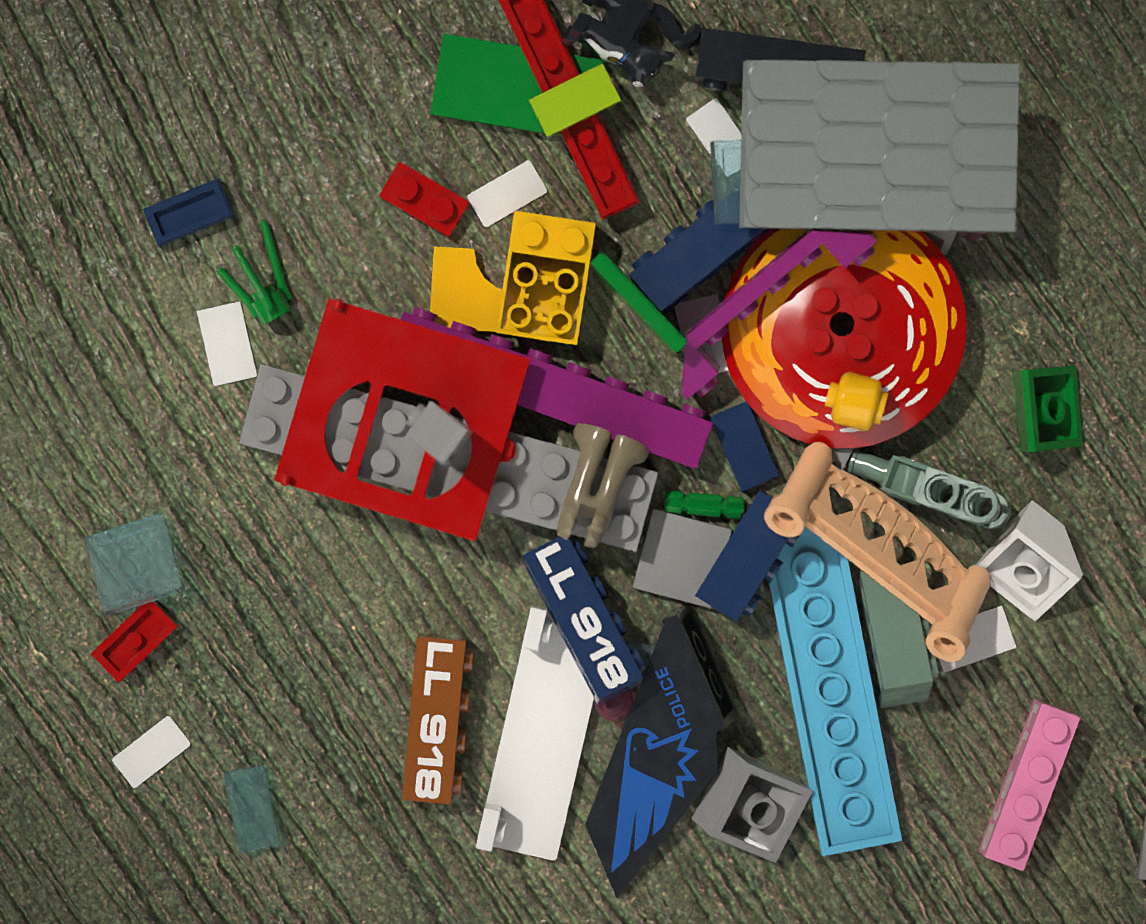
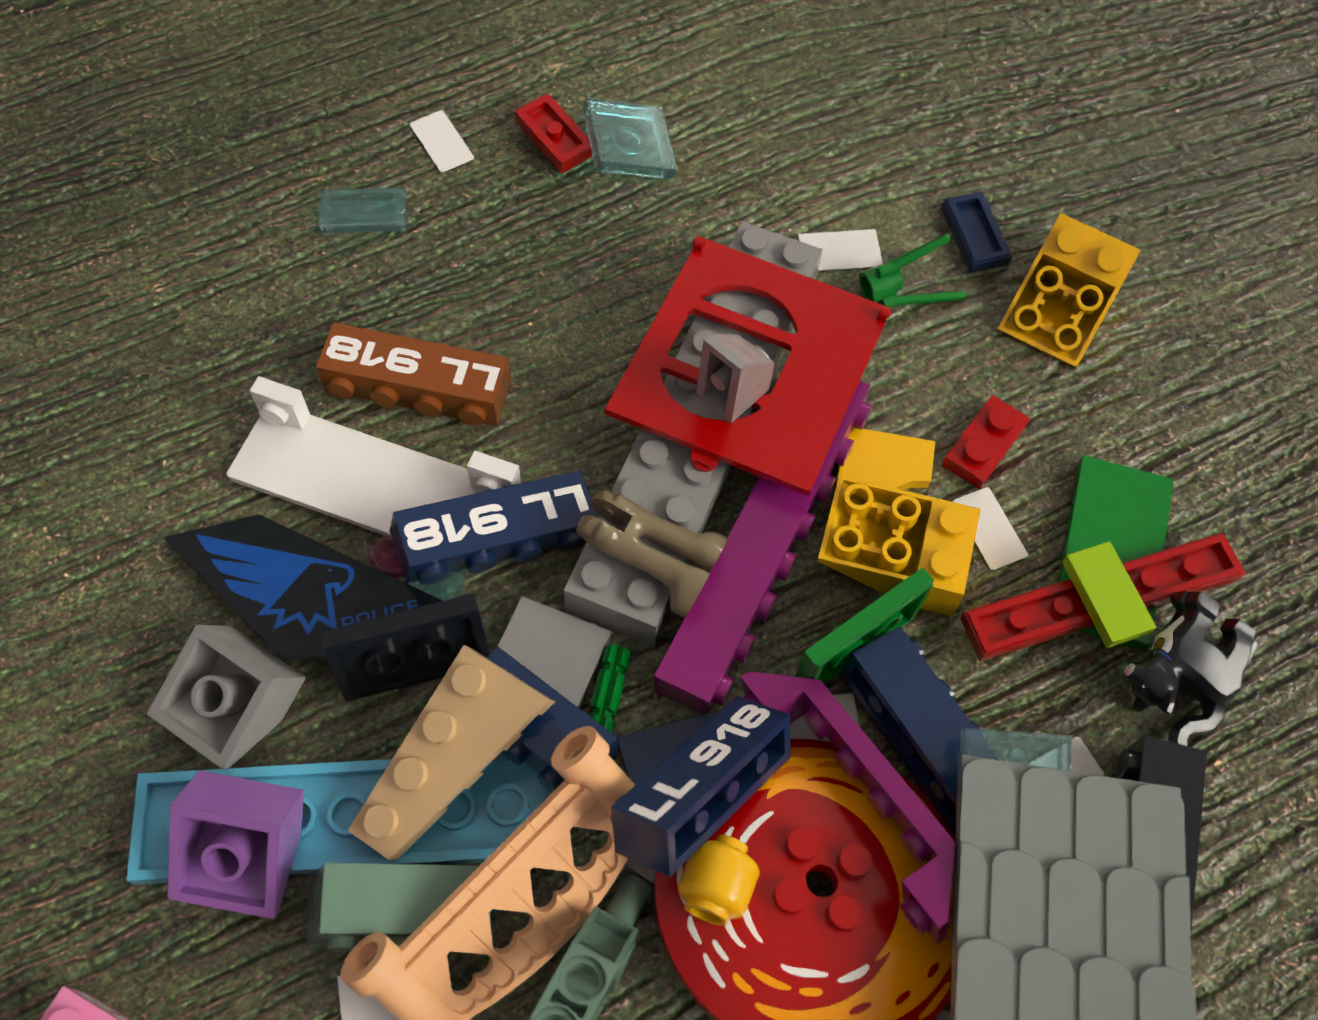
camera: 90 degrees right, 25 degrees down
(254, 125) = (1068, 290): none -> yellow slope
(778, 615) = (456, 736): none -> tan wing
(786, 420) = (700, 785): none -> dark blue brick
(869, 764) = (233, 843): none -> medium lavender slope

